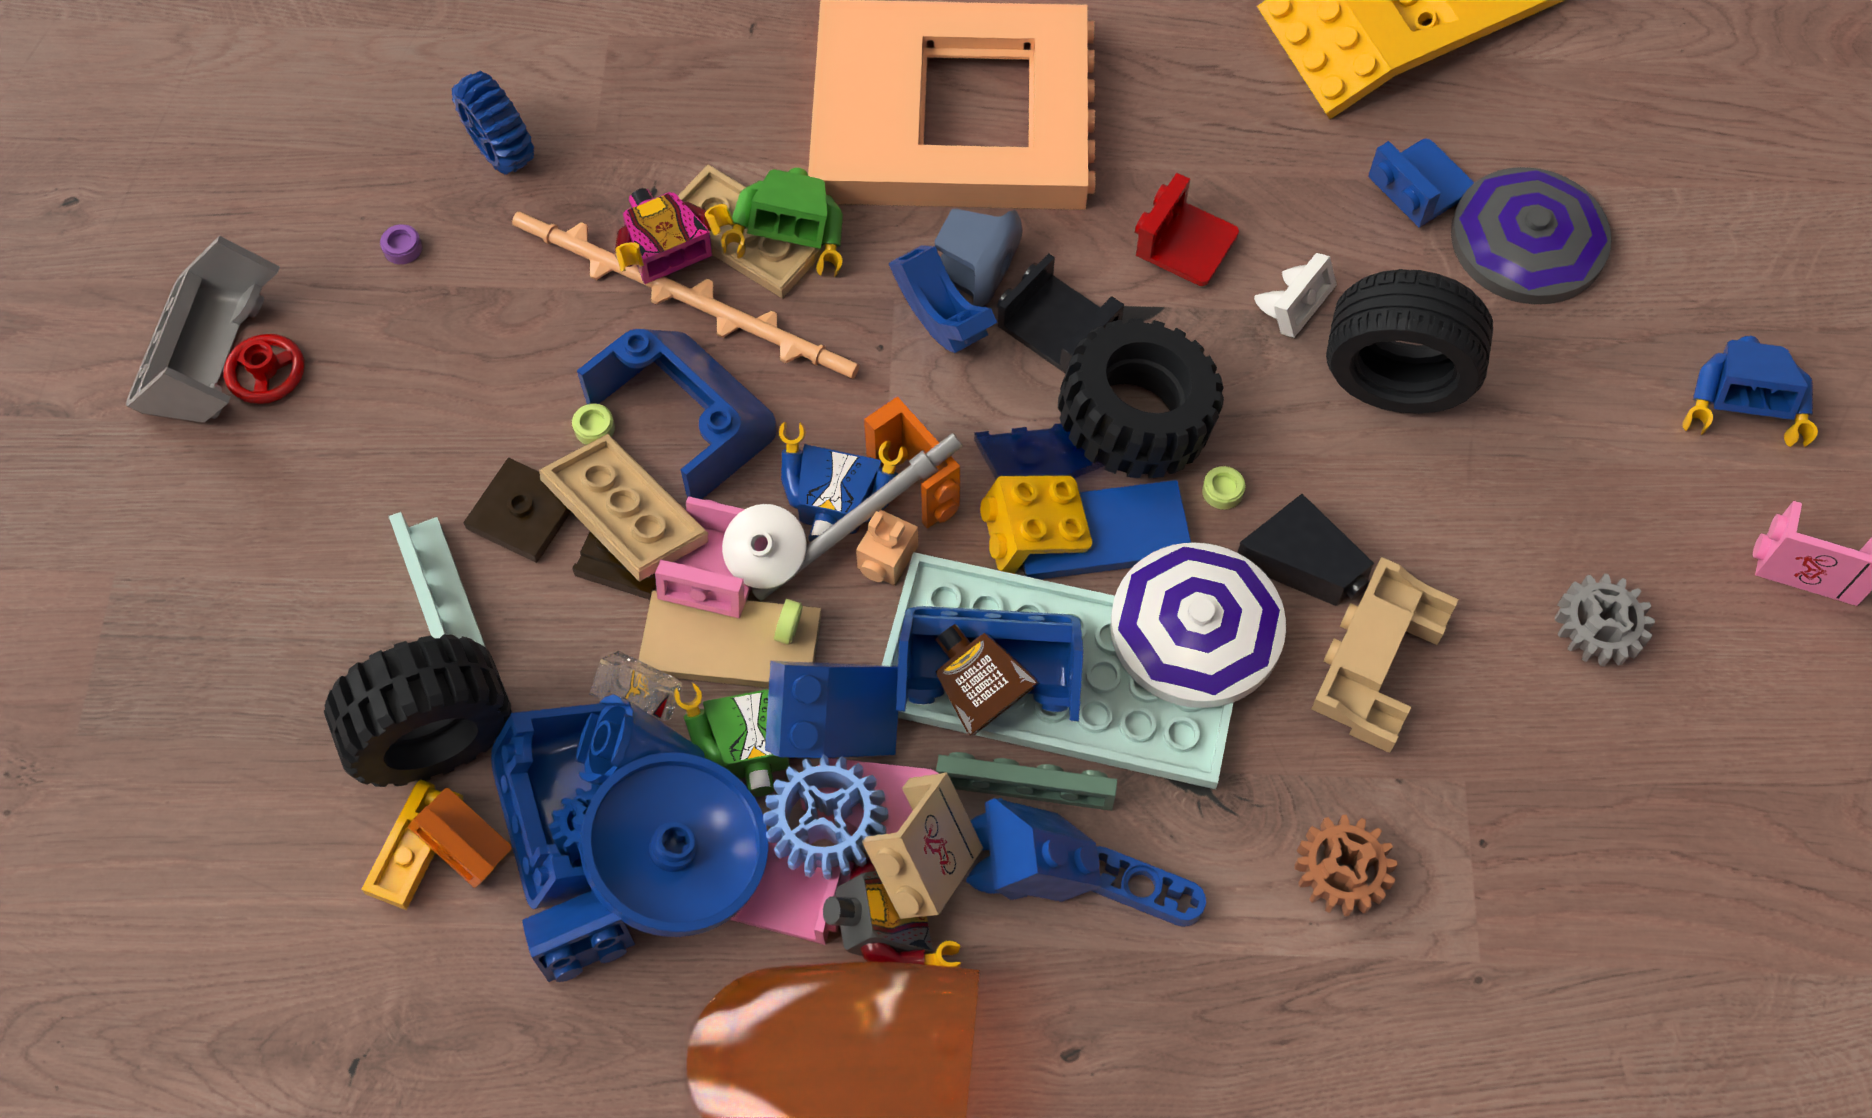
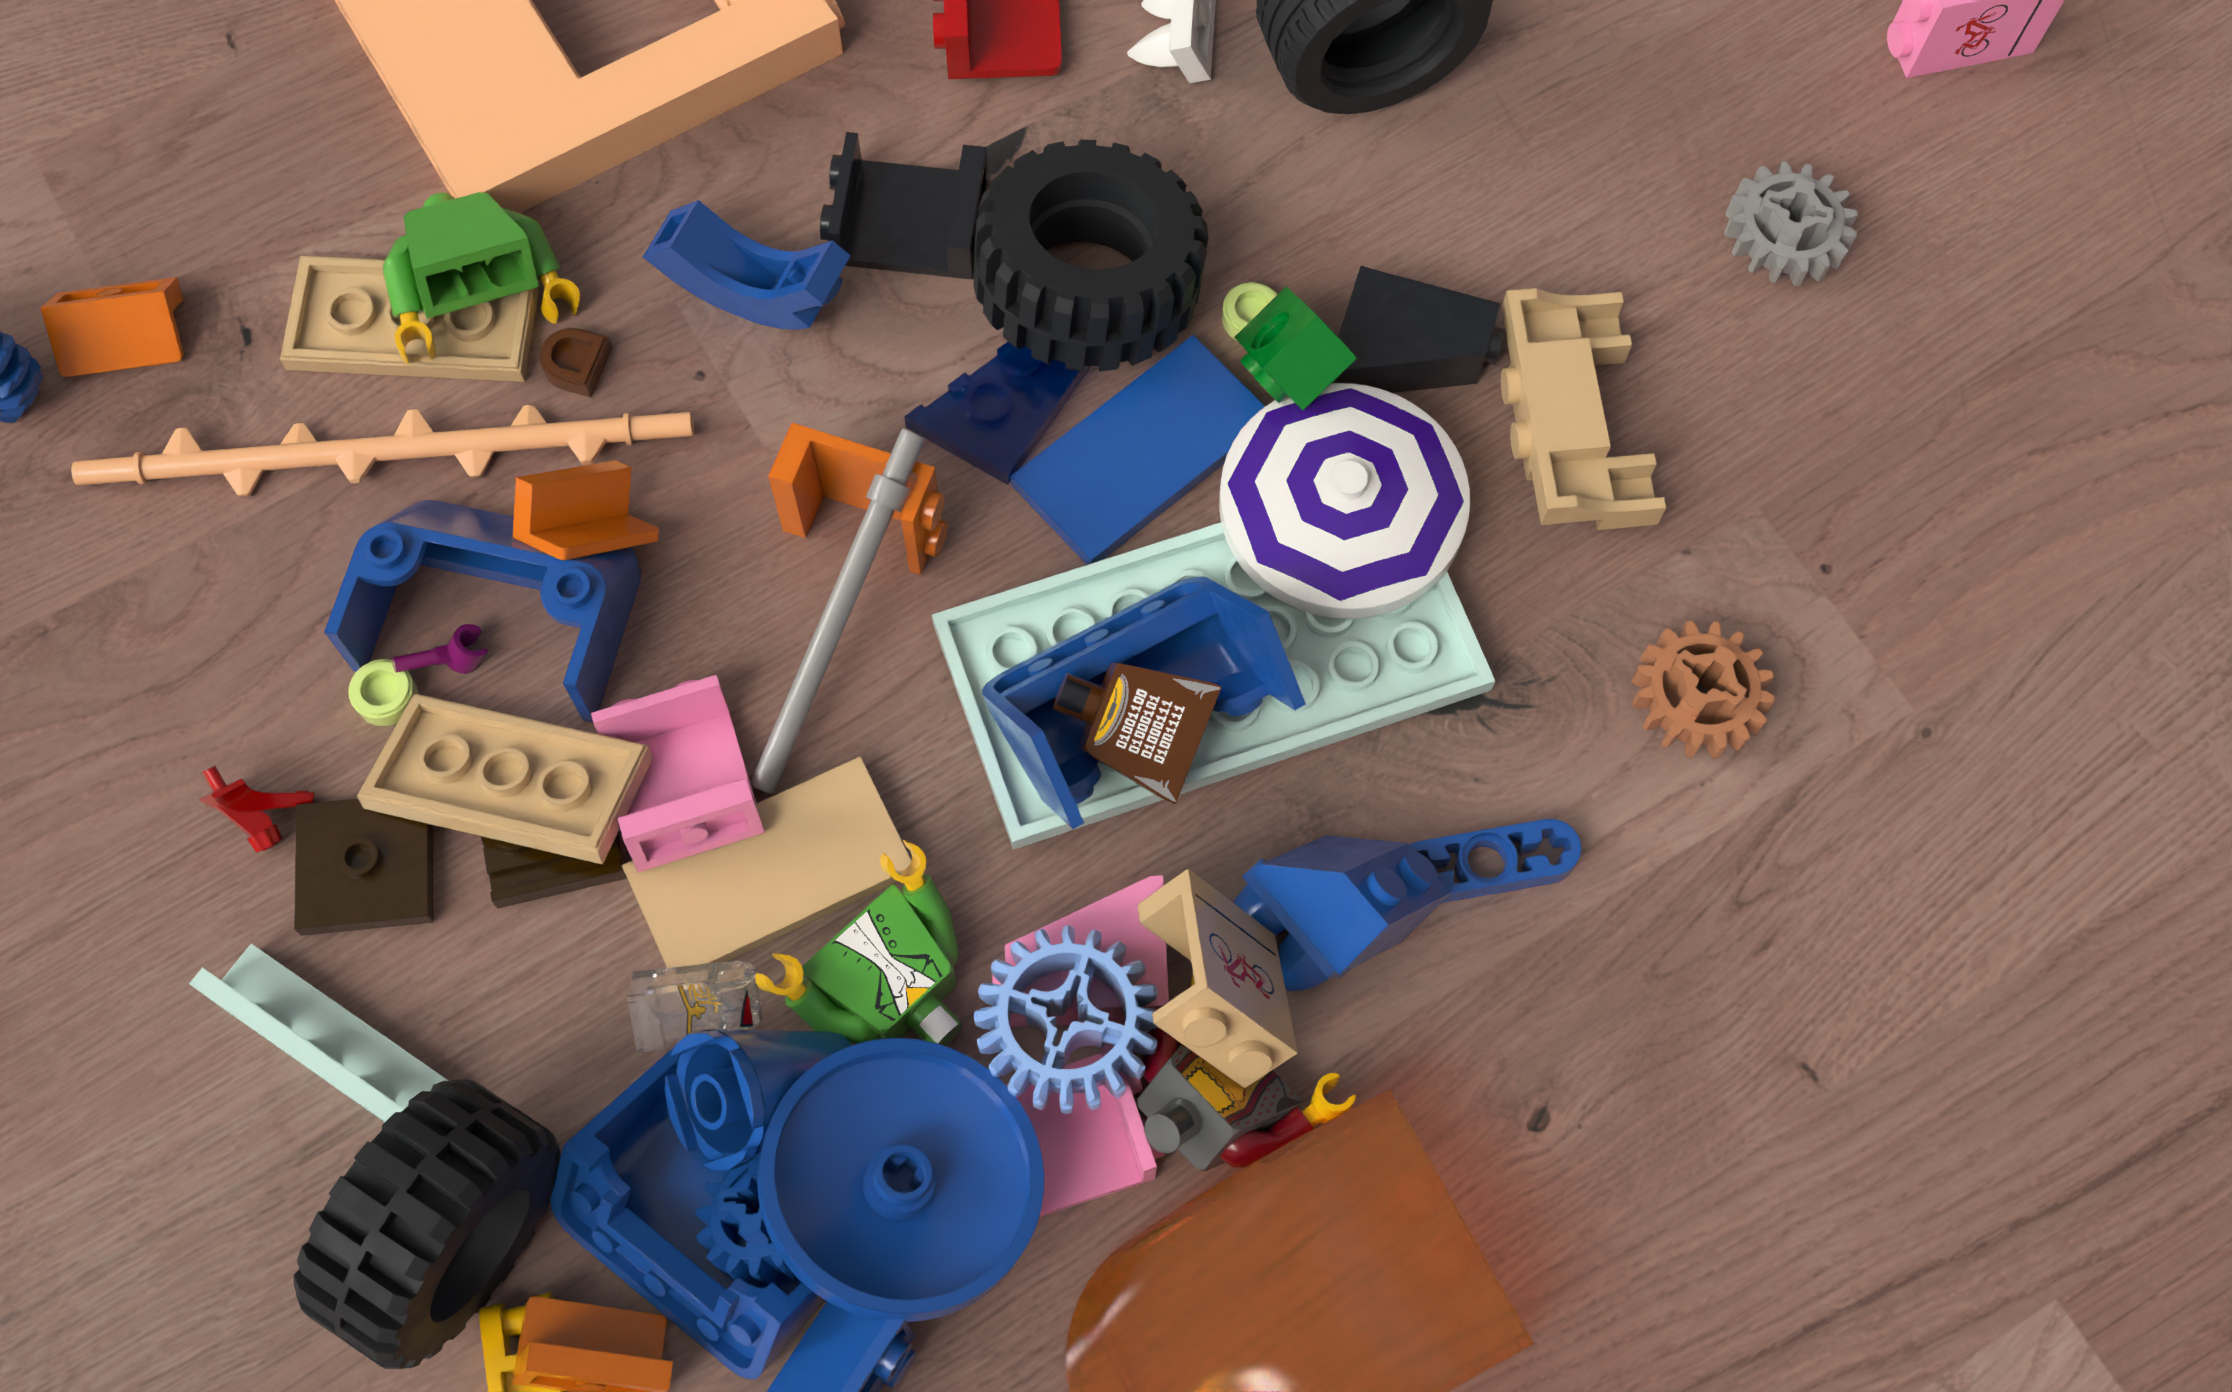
camera: 35 degrees left, 5 degrees up
(482, 442) = (246, 807): none -> red piece
(587, 150) = (114, 327): none -> orange panel
(641, 424) = (452, 654): none -> magenta hand
(666, 233) = (314, 378): torso -> none
(756, 383) = (578, 511): none -> orange panel
(782, 555) = (772, 724): white dish -> none
(788, 621) = (837, 798): yellowish green tile -> none
(816, 301) = (575, 359): none -> reddish brown tile
(831, 482) = (767, 587): blue torso -> none
(831, 710) = (976, 880): blue slope -> none
(886, 547) = (893, 629): light nougat brick -> none
(978, 250) = (751, 177): sand blue piece -> none
(1034, 518) = (1053, 485): yellow bracket -> none
(1042, 783) = (1289, 809): sand green plate -> none
(1223, 519) = (1292, 350): none -> green brick

